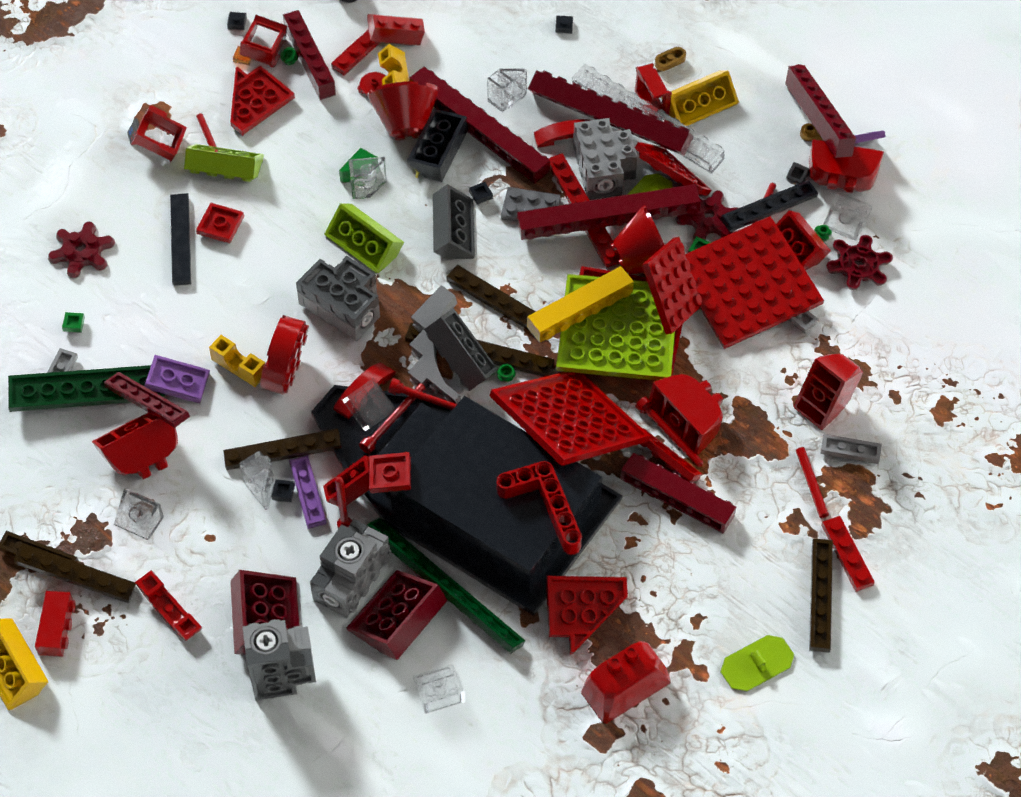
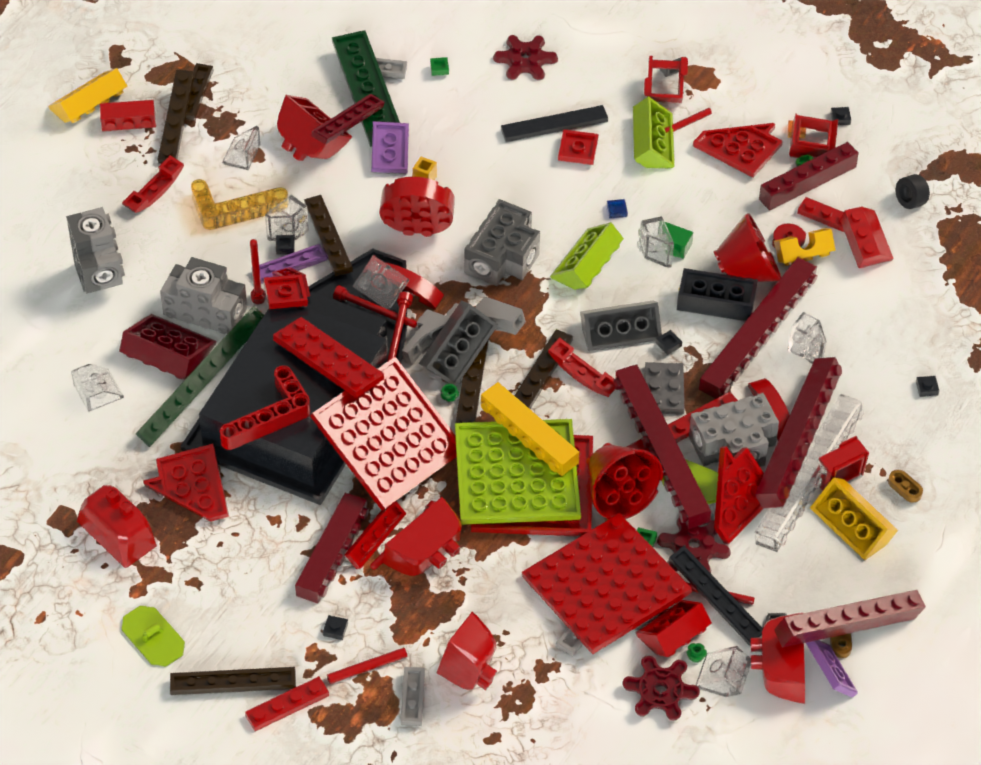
camera: 80 degrees right, 5 degrees down
(223, 530) = (235, 210): none -> clear yellow beam
(260, 599) = (154, 250): dark red slope -> none
(305, 207) = (617, 208): none -> clear blue tile
(486, 442) = (328, 357): none -> red plate
(503, 263) = (580, 370): none -> red slope
(672, 285) = (561, 495): red plate -> none
(766, 503) = (335, 627): none -> black plate

